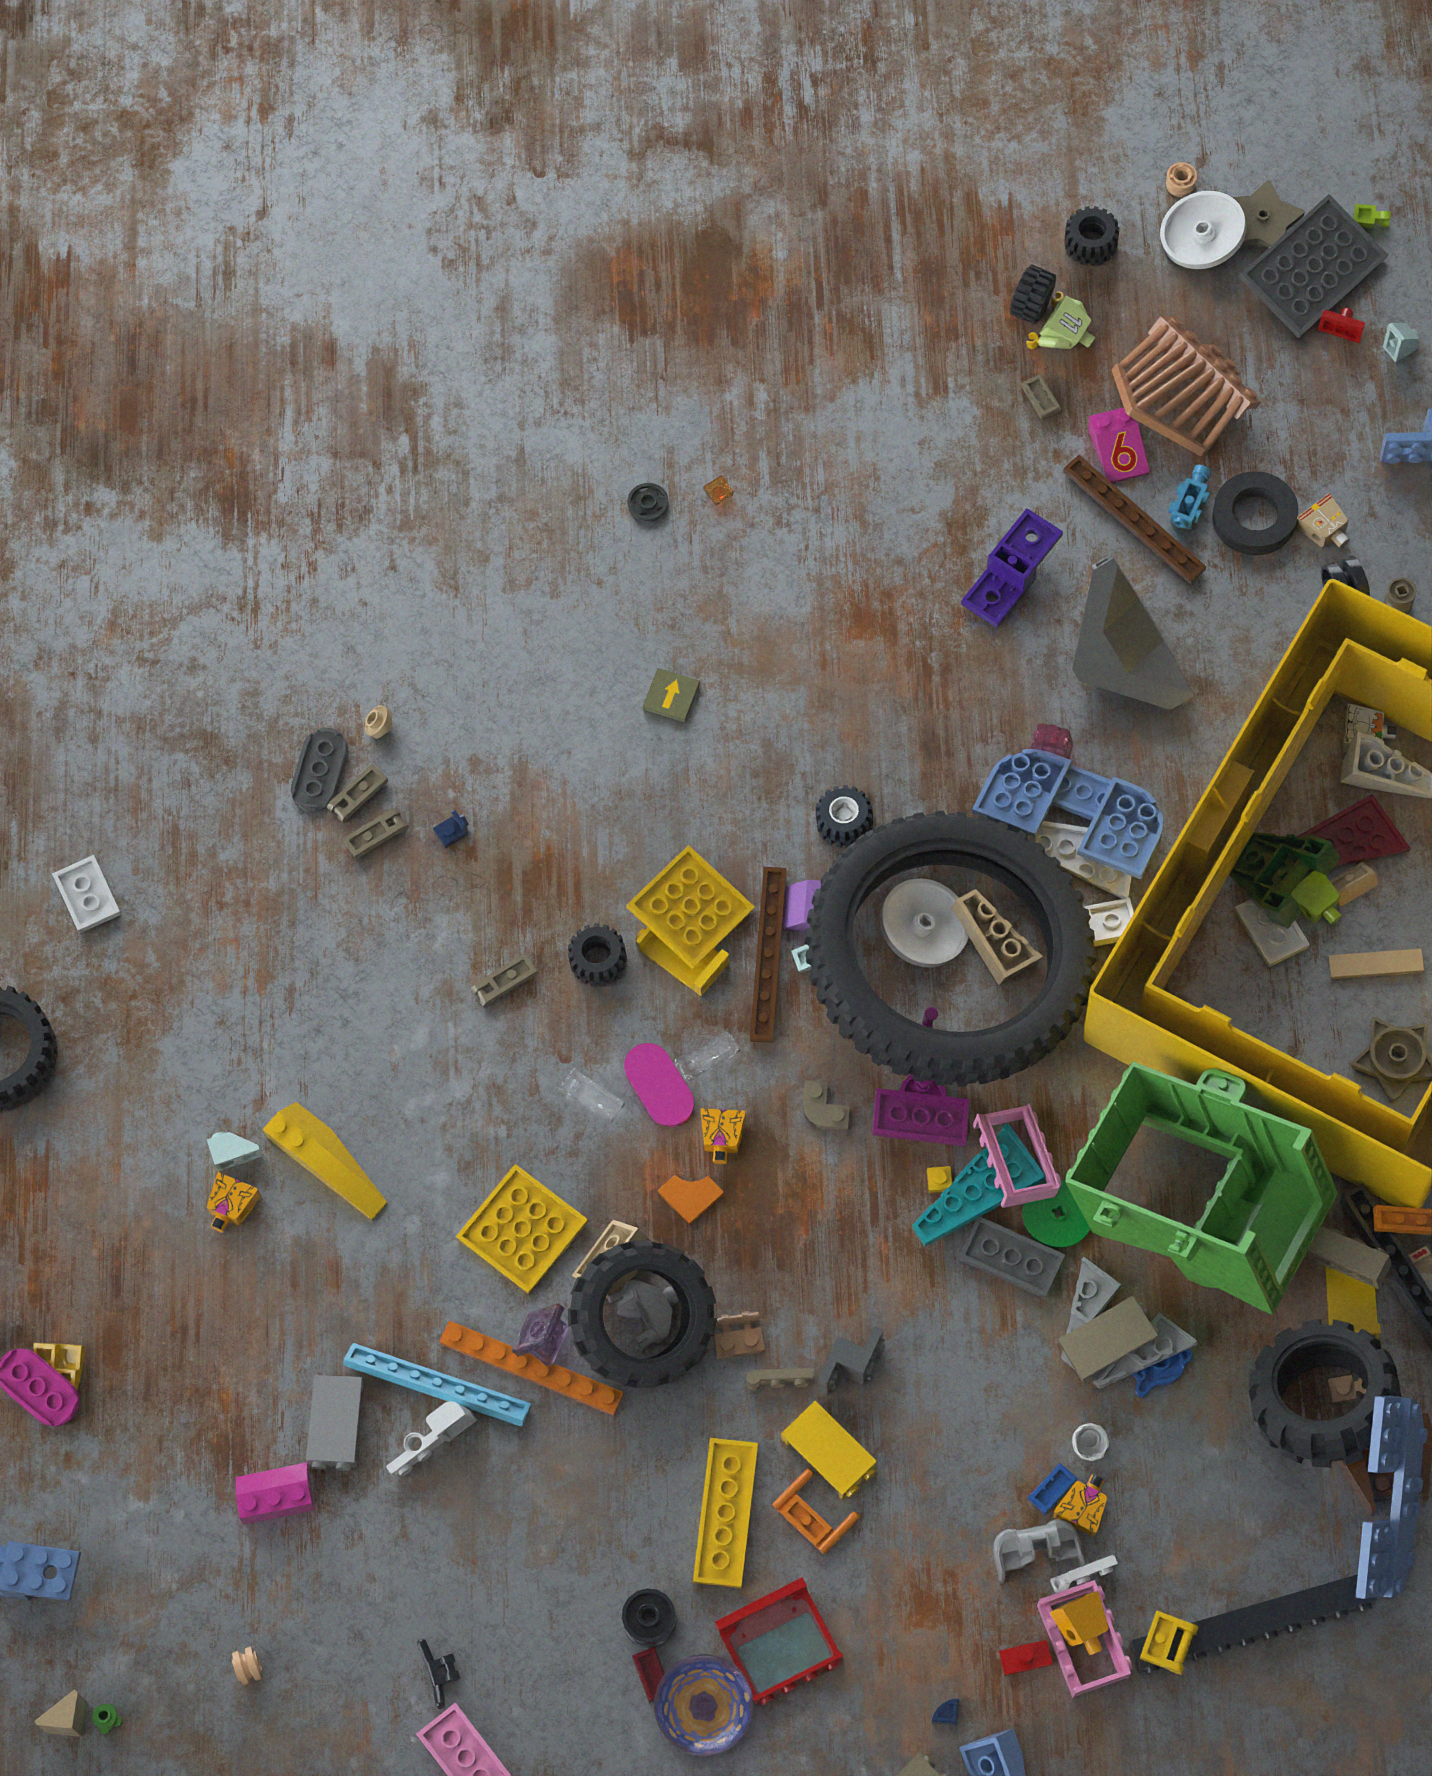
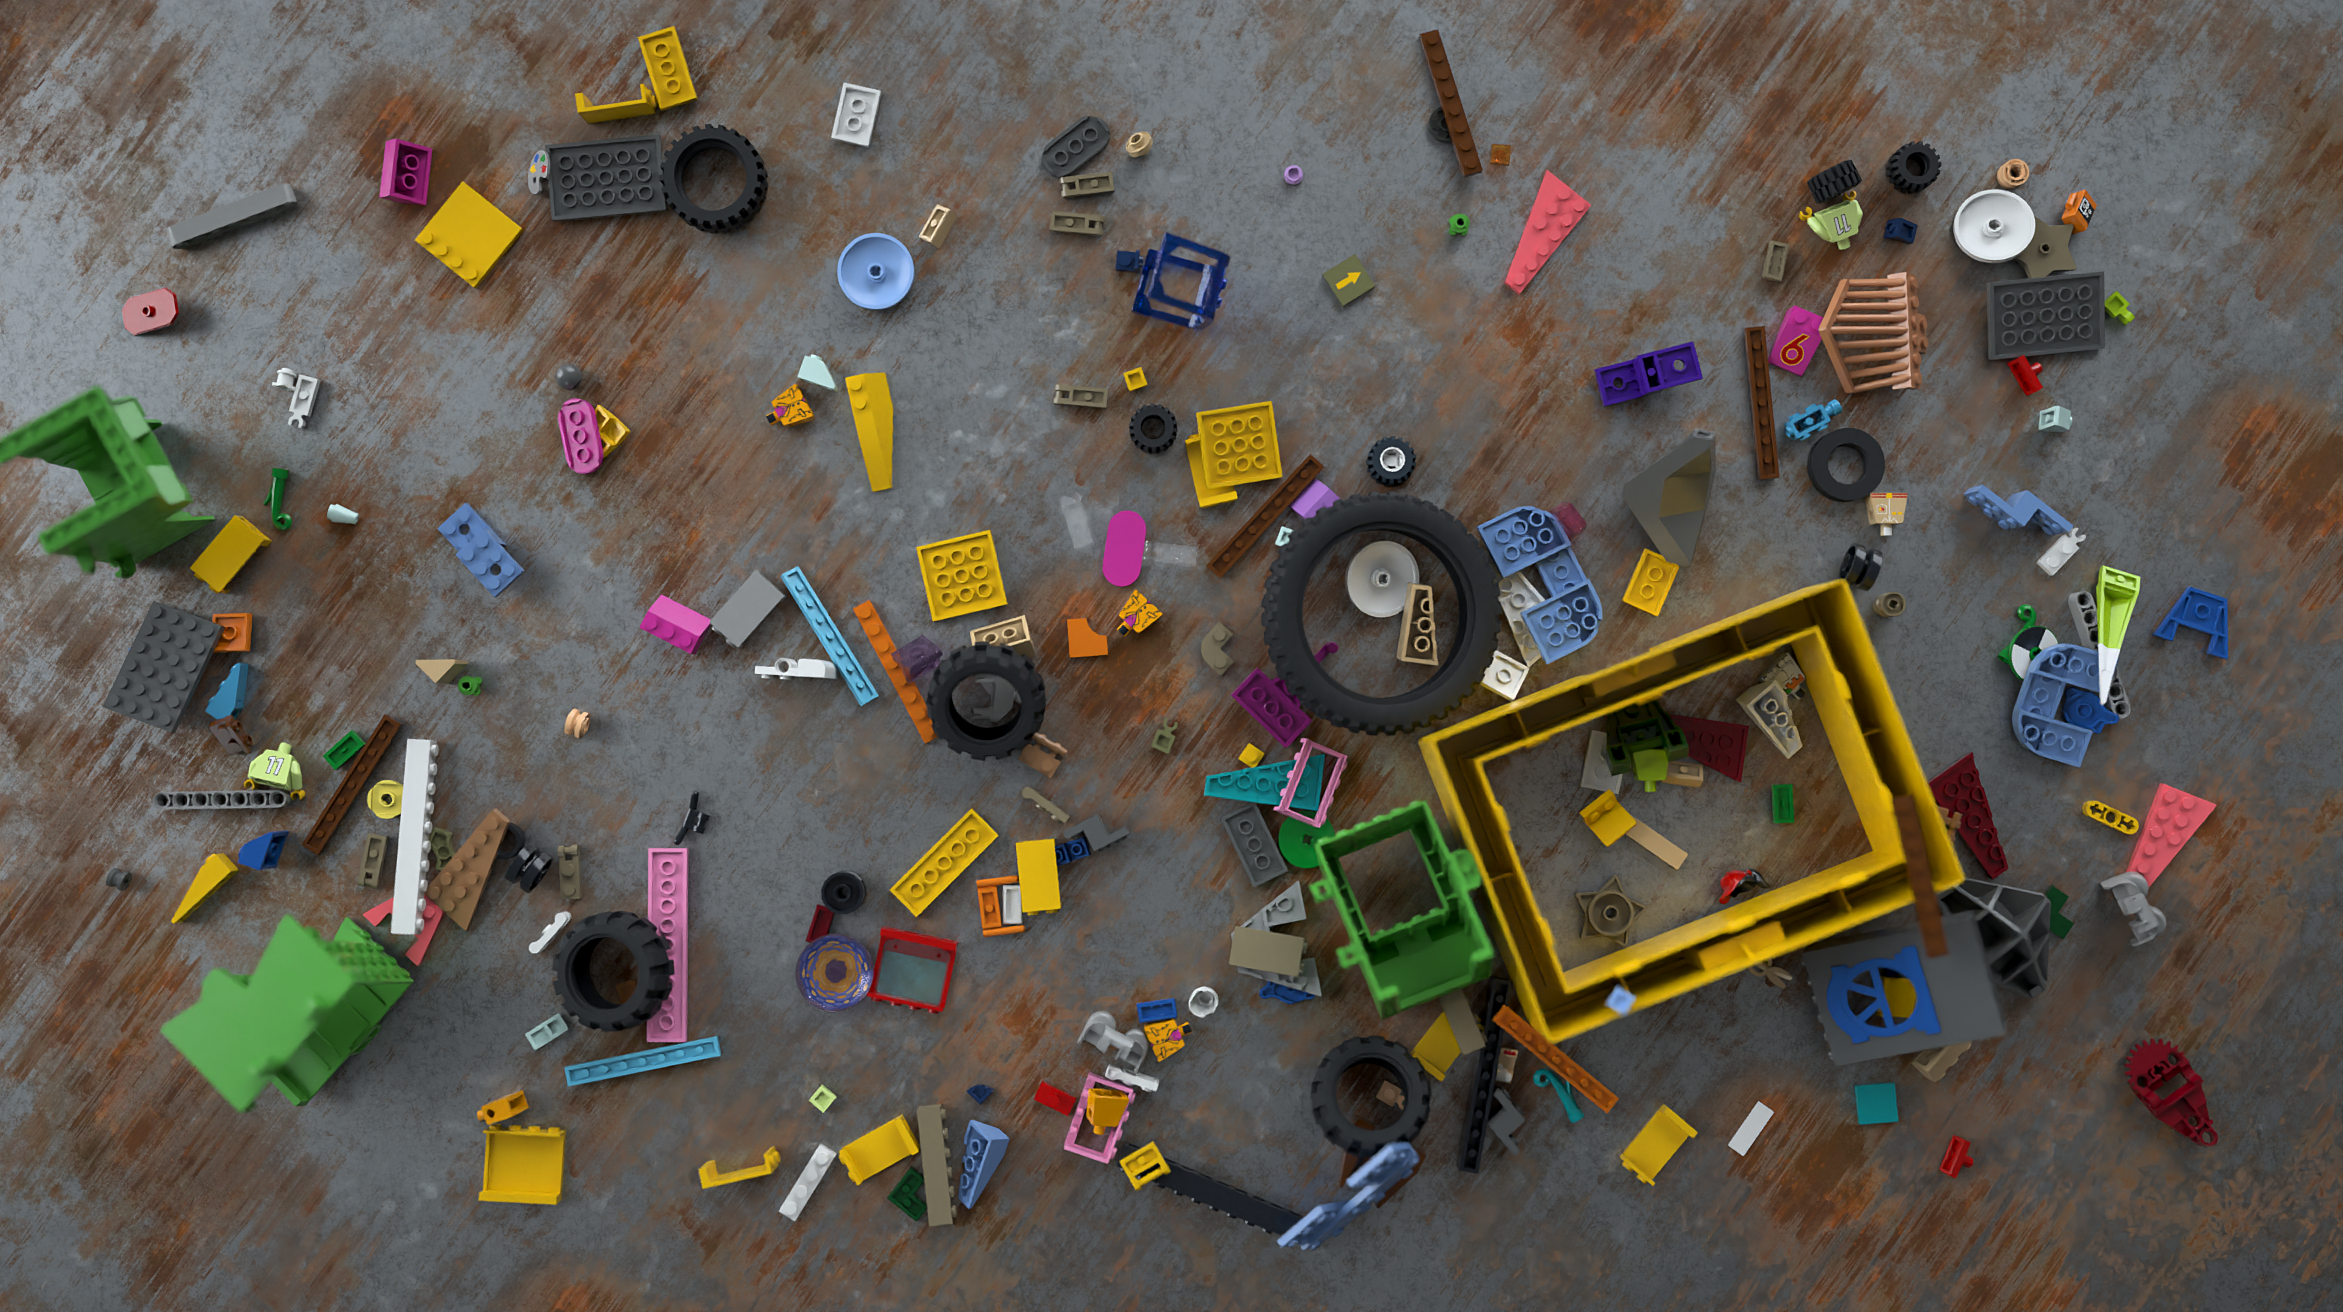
camera: 30 degrees right, 20 degrees up
(216, 1014) = (876, 271): none -> light blue dish
(243, 934) = (938, 226): none -> tan slope
(543, 926) = (1135, 379): none -> yellow plate
(544, 644) = (1293, 174): none -> lavender plate
(550, 797) = (1209, 289): none -> clear blue windscreen
(637, 481) = (1450, 103): none -> reddish brown plate
(731, 574) = (1455, 228): none -> bright green brick
(812, 515) = (1549, 222): none -> coral wing
(826, 1501) = (1012, 905): none -> white tile
(842, 1227) = (1164, 739): none -> olive plate
(843, 1402) = (1072, 850): none -> blue slope
(1127, 291) = (1901, 230): none -> dark blue bracket
(1172, 741) = (1650, 583): none -> yellow plate
(1264, 166) = (2079, 210): none -> orange piece
(1318, 972) = (1607, 818): none -> yellow bracket

